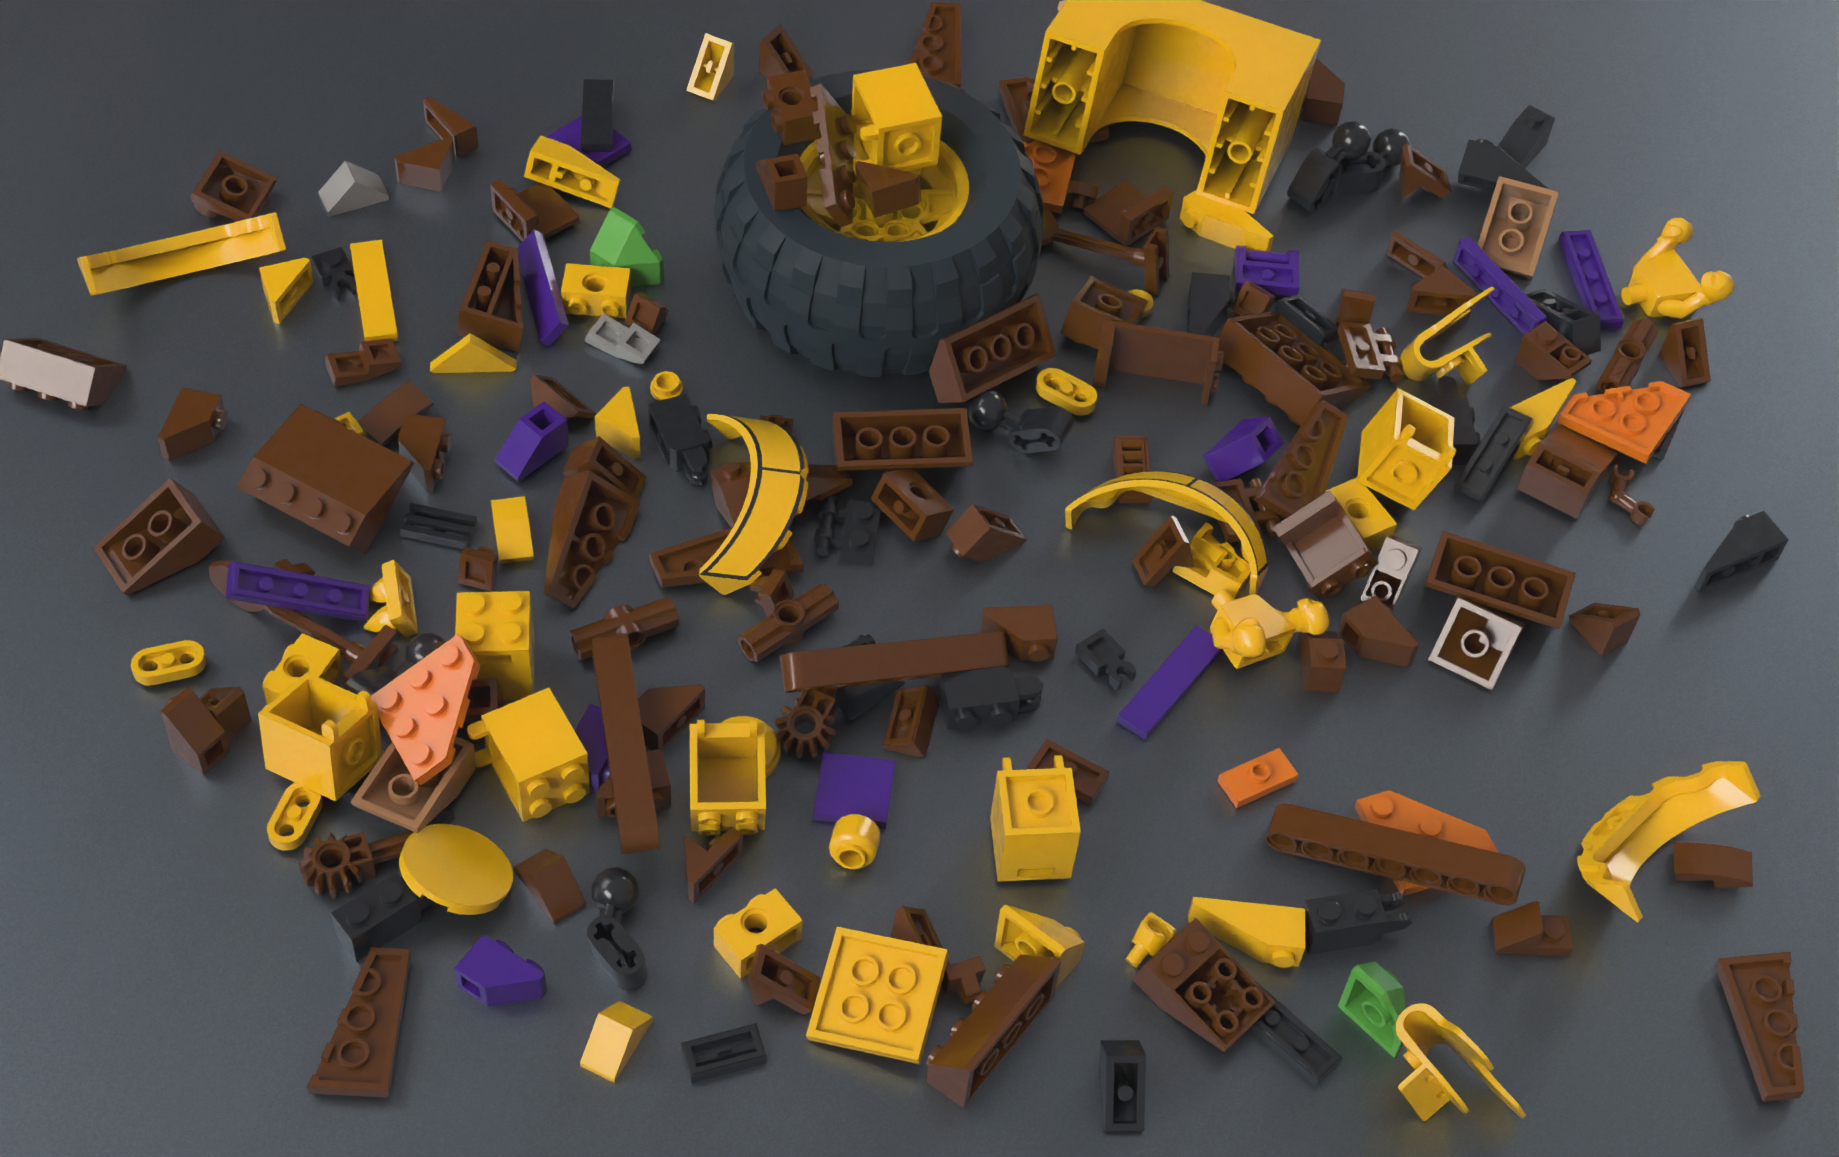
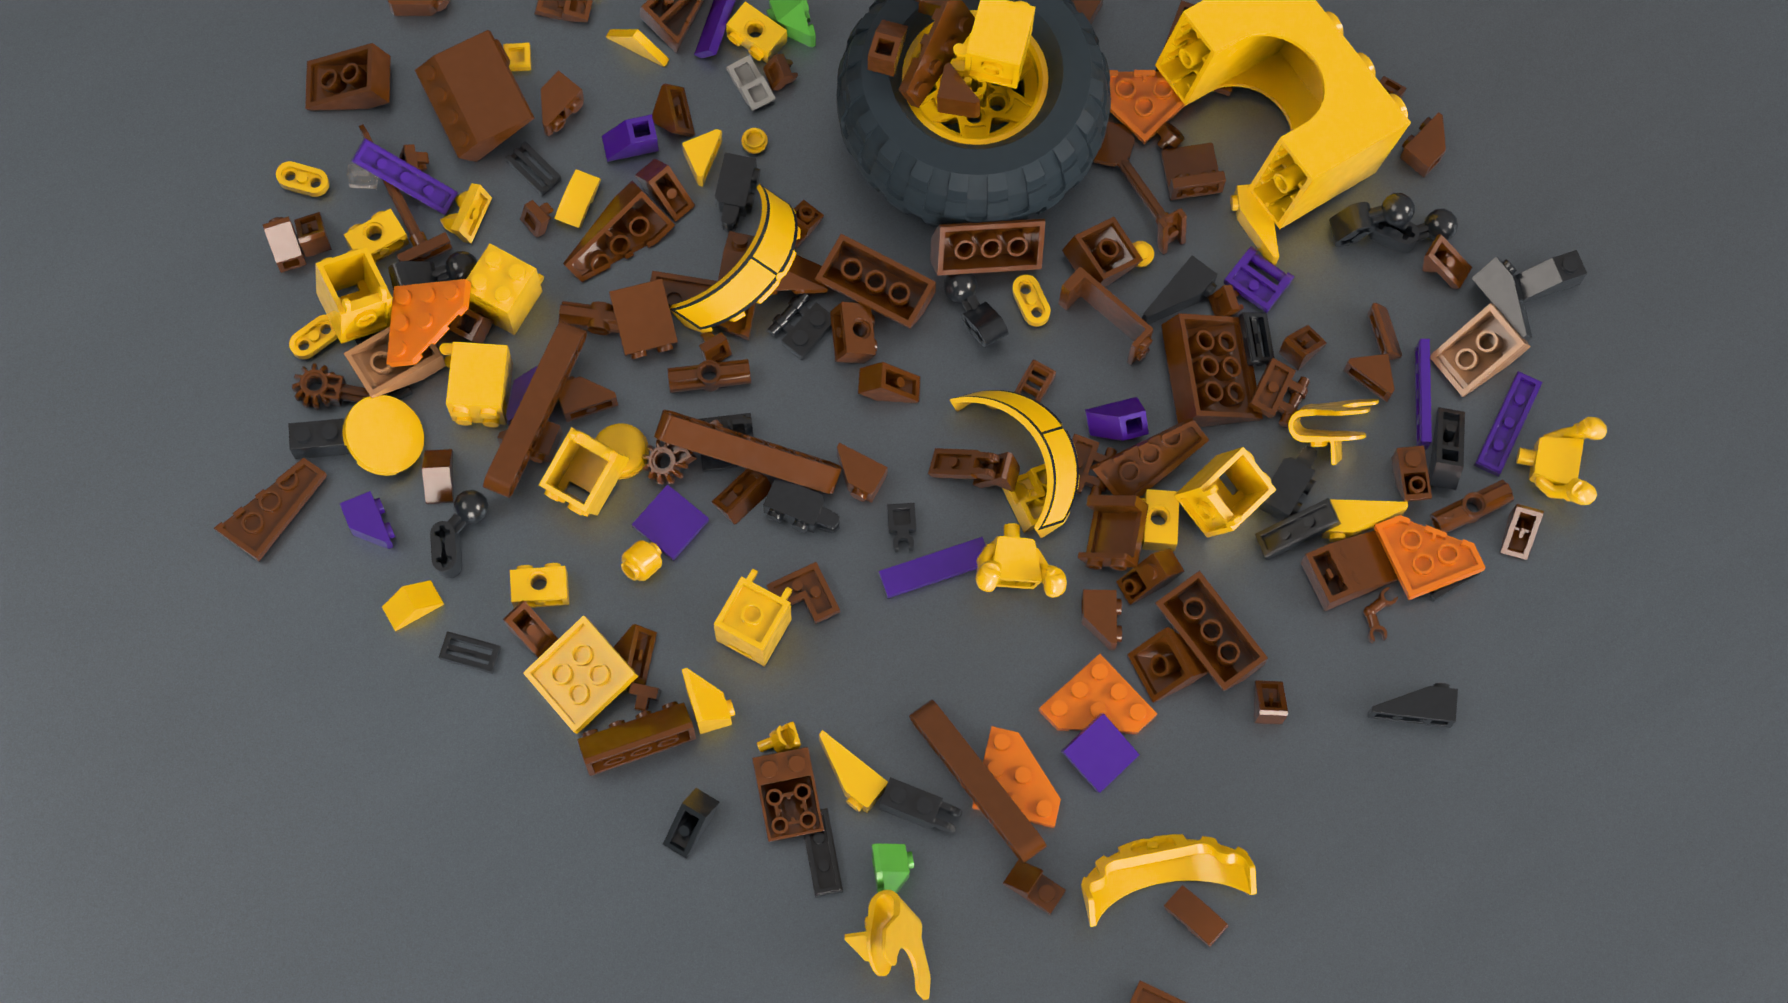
camera: 35 degrees right, 20 degrees up
(241, 622) = (361, 178): none -> clear tile
(386, 418) = (566, 59): reddish brown slope -> none
(677, 598) = (643, 318): none -> reddish brown panel
(708, 865) = (534, 523): reddish brown slope -> none
(1126, 562) = (962, 464): none -> reddish brown hinge
(1257, 778) = (939, 670): orange plate -> none
(1322, 661) = (1048, 613): reddish brown slope -> none
(1440, 719) = (1096, 691): none -> orange plate
(1487, 761) = (1100, 752): none -> dark purple tile

